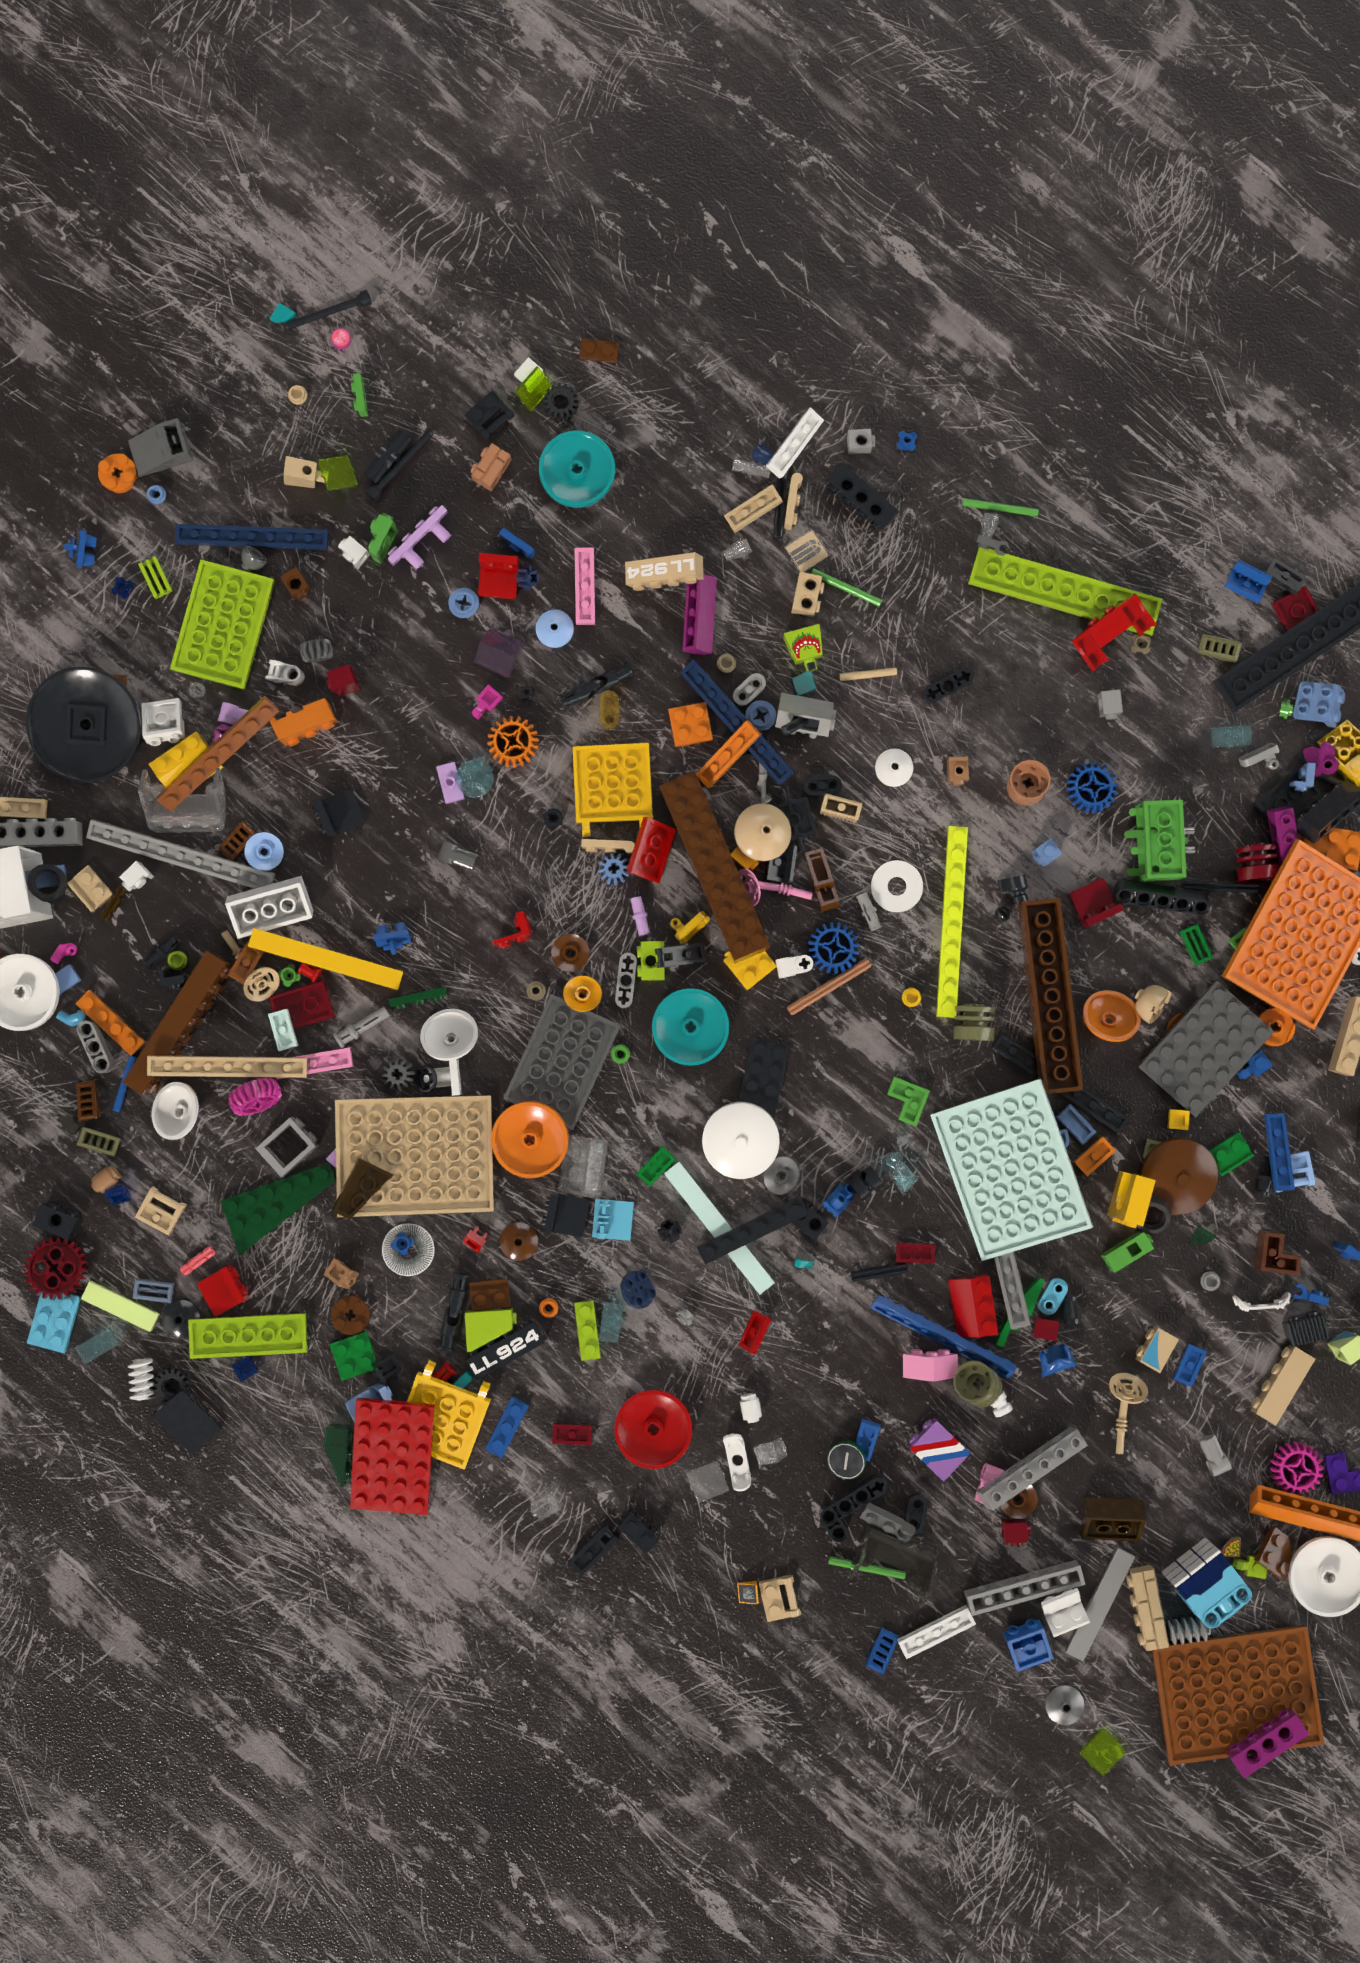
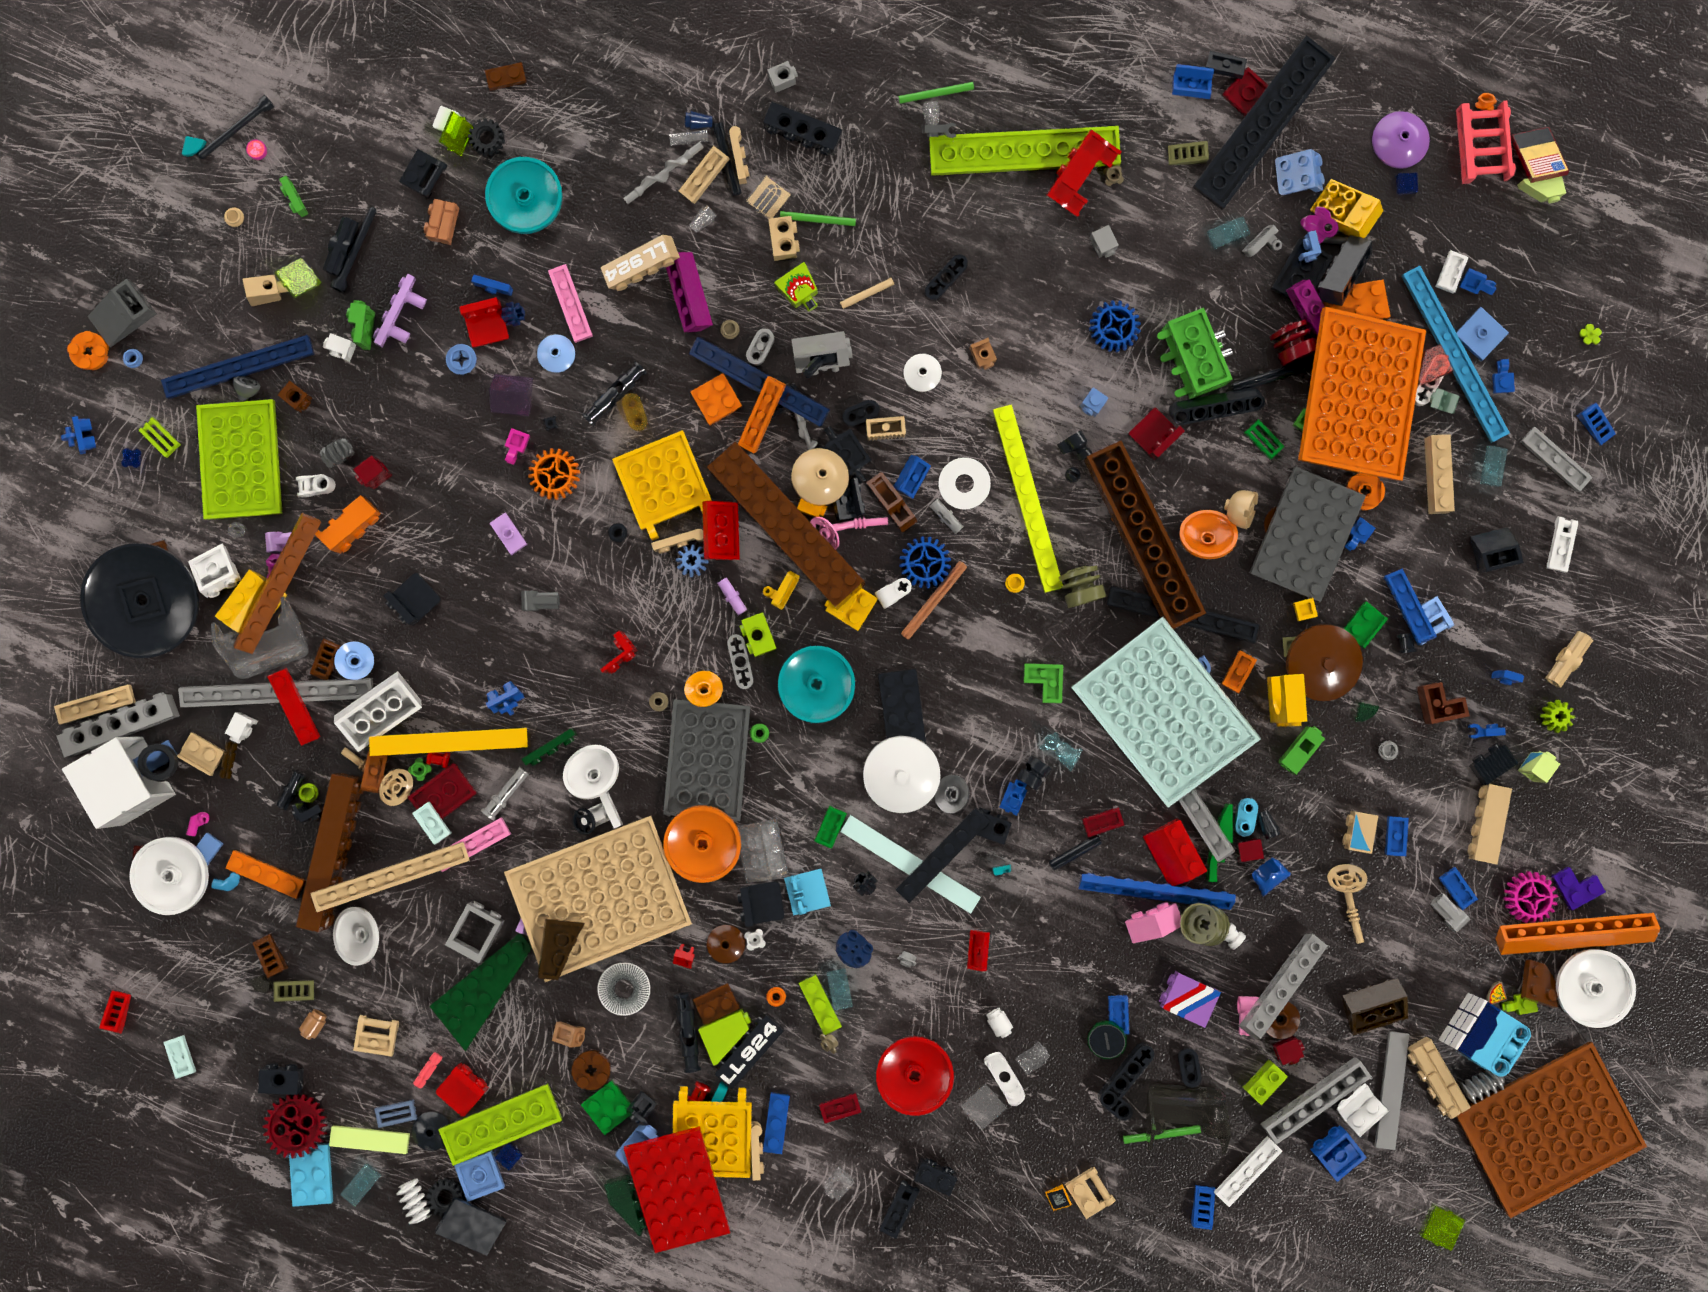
camera: 25 degrees left, 0 degrees up
(88, 1041) = (250, 900): light grey beam -> none
(117, 1194) = (329, 1035): clear blue plate -> none
(123, 1088) = (298, 931): blue bar -> none
(192, 874) = (293, 706): none -> red plate
(211, 1377) = (479, 1176): none -> medium blue plate
(255, 1096) = (427, 895): dark pink gear -> none
(394, 1079) = (557, 819): dark grey gear -> none
(403, 1249) = (621, 983): blue plate -> none
(474, 778) = (529, 521): clear light blue dish -> none
(480, 1445) = (756, 1148): none -> tan plate
(551, 1243) = (751, 935): none -> white plate
(563, 945) = (668, 654): reddish brown dish -> none
(583, 1369) = (829, 1043): none -> dark tan plate
(681, 955) = (783, 619): black plate -> none
(715, 495) = (664, 174): none -> light grey piece
(763, 707) = (779, 358): medium blue gear -> none
(794, 443) = (721, 99): white plate -> none
(804, 683) = (810, 323): teal slope -> none
(849, 862) = (912, 476): none -> blue slope
(888, 1522) = (1166, 1084): dark grey hinge -> none
(906, 445) = (831, 64): blue plate -> none
(982, 1553) = (1265, 1082): none -> lime brick
(1039, 783) = (1057, 332): nougat wheel -> none
(1058, 1698) = (1386, 1190): flat silver dish -> none
(1075, 1124) = (1210, 648): medium blue tile -> none
(1161, 1225) = (1323, 715): black tyre -> none
(1230, 1435) = (1458, 888): none -> blue plate
(1265, 1753) = (1603, 1163): magenta brick -> none
(1278, 1303) = (1458, 749): white piece -> none
(1286, 709) = (1270, 189): bright green plate -> none

